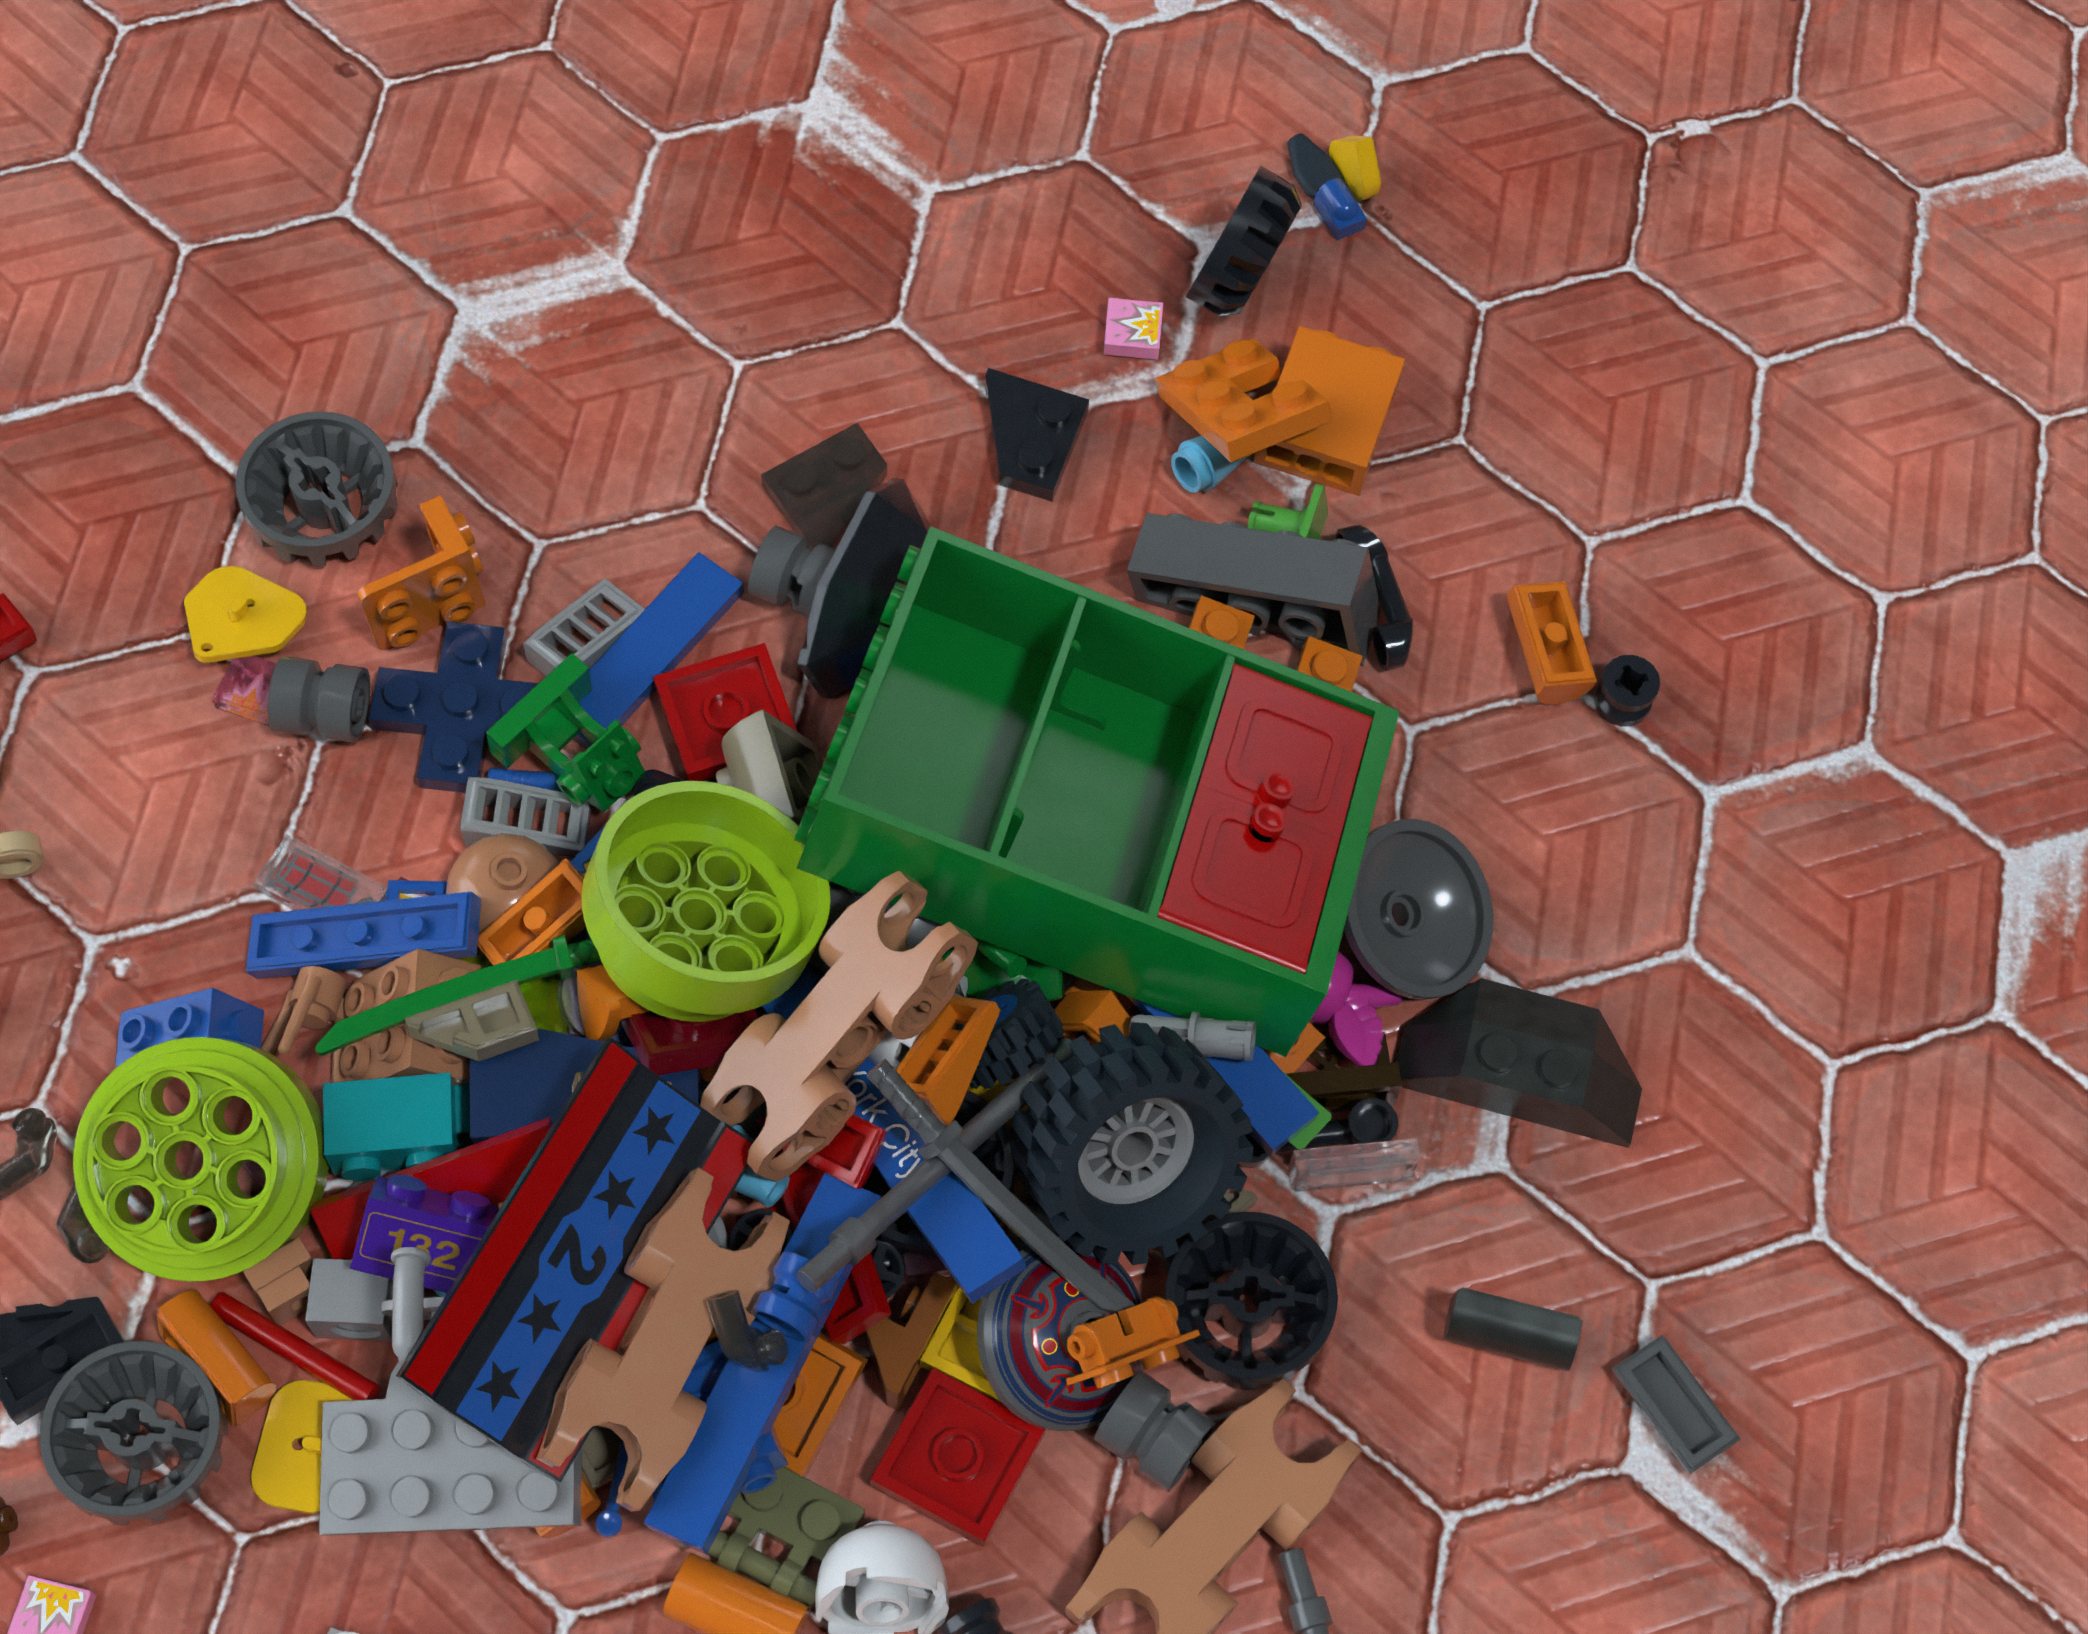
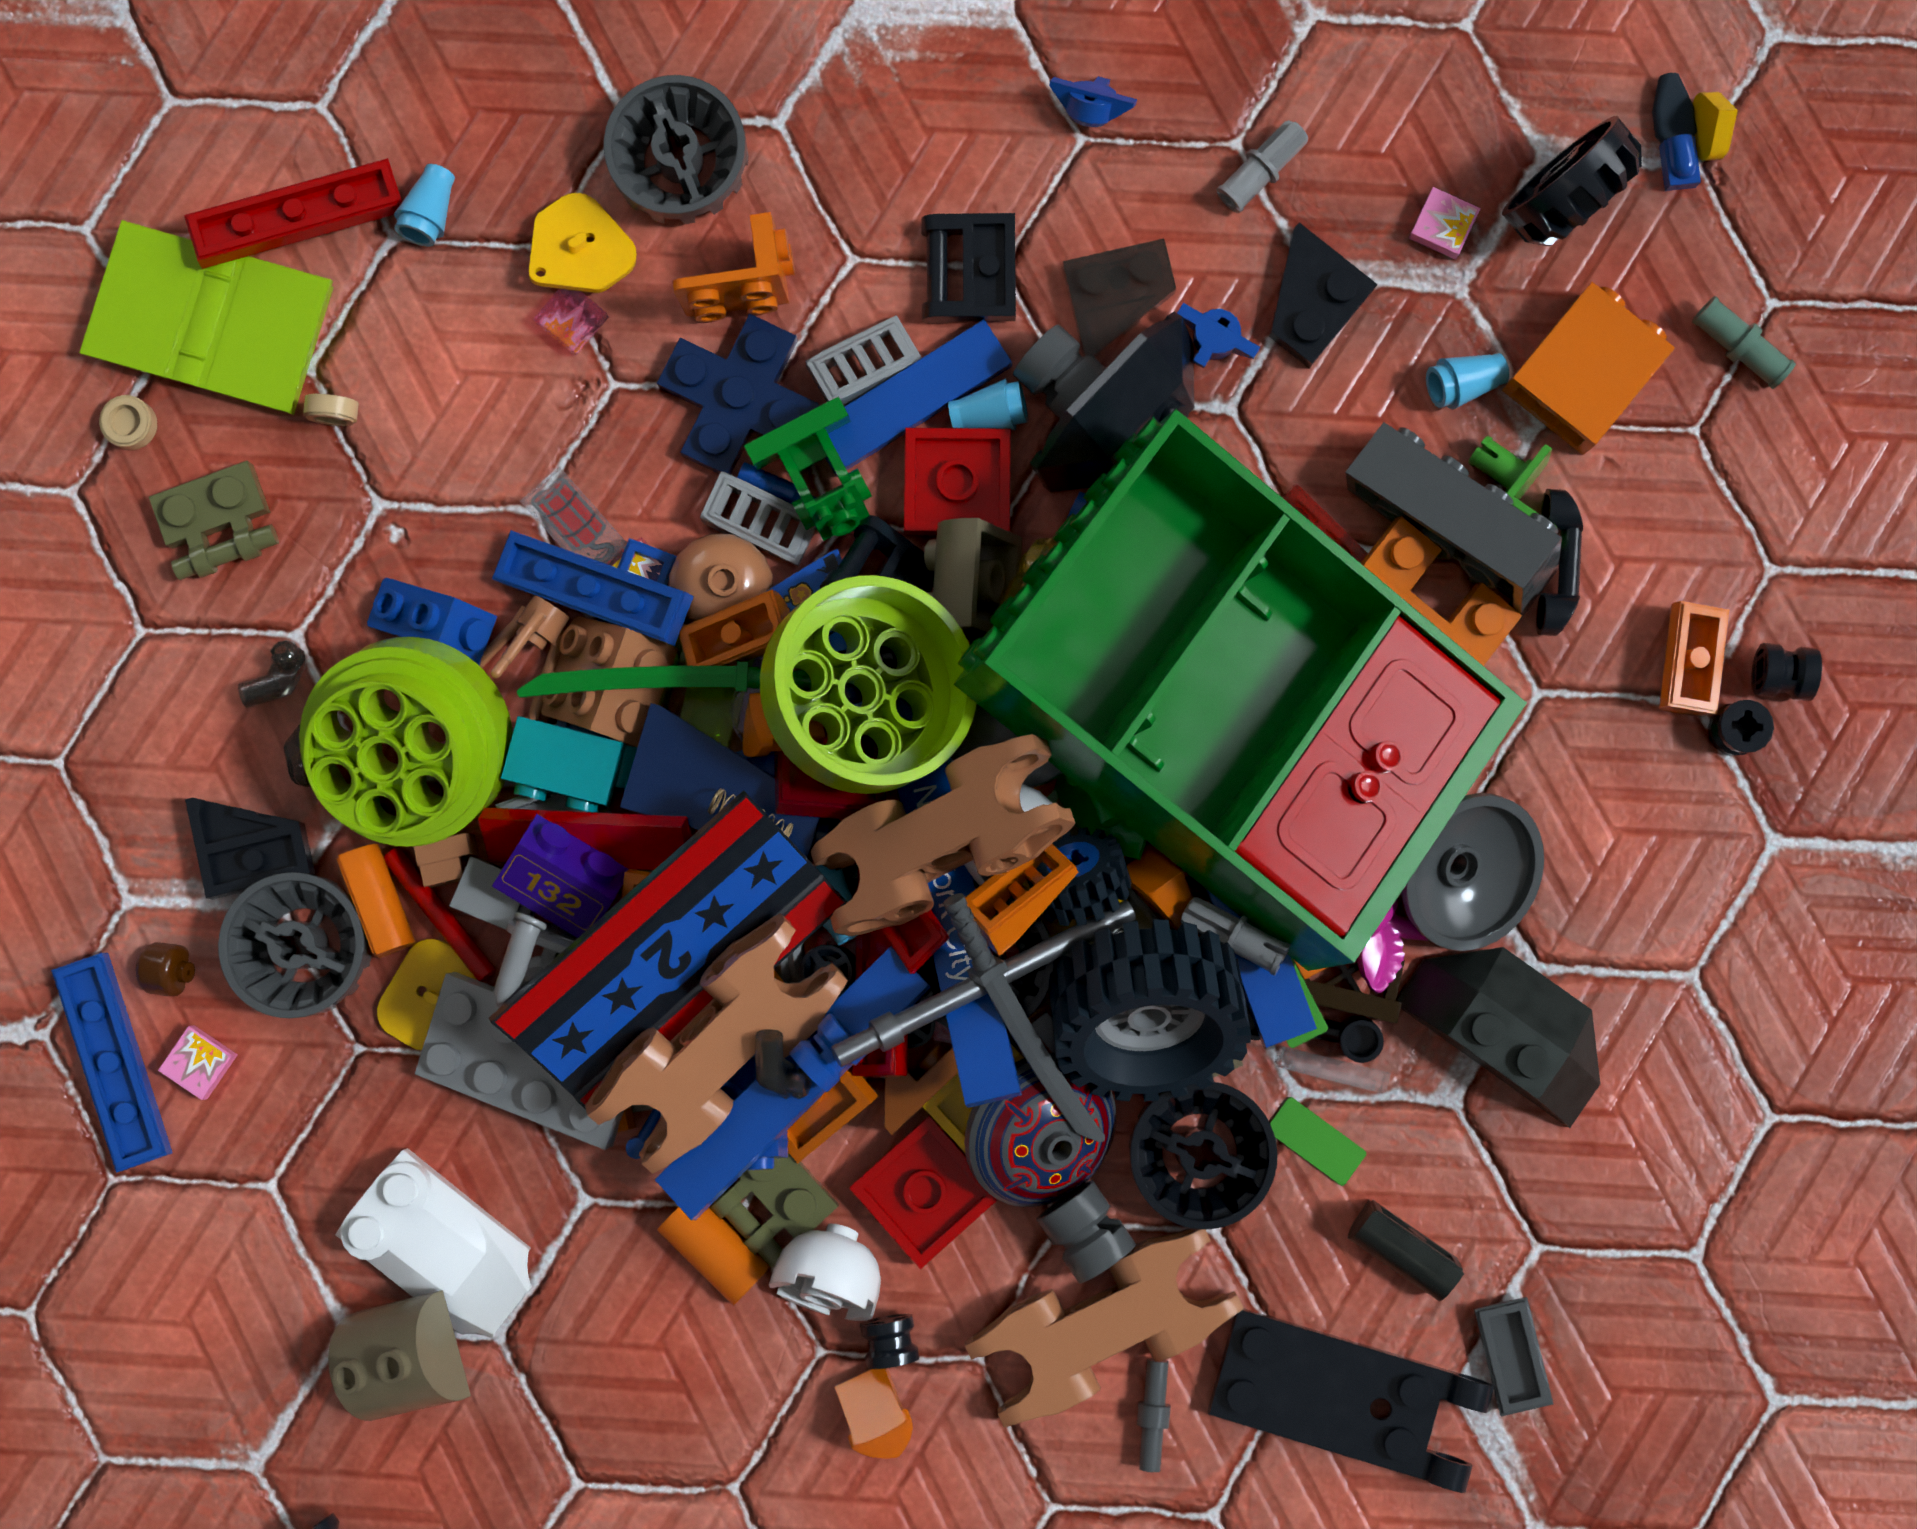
camera: 30 degrees right, 20 degrees up
(59, 629) = (425, 208): none -> medium azure cone
(309, 698) = (613, 351): dark grey wheel -> none
(478, 1024) = (655, 715): dark tan tile -> none
(683, 502) = (987, 267): none -> black plate
(735, 323) = (1091, 101): none -> blue piece
(738, 628) = (994, 406): none -> medium azure cone
(931, 331) = (1262, 166): none -> light grey axle
(946, 494) = (1213, 338): none -> blue piece
(1108, 1353) = (1067, 1175): orange hinge -> none
(1214, 400) = (1483, 323): orange plate -> none
(1372, 1256) = (1317, 1141): none -> bright green sticker
(1471, 343) = (1744, 342): none -> sand green pin
(1485, 1524) = (1322, 1394): none -> black hinge
(1647, 622) = (1786, 672): none -> black wheel

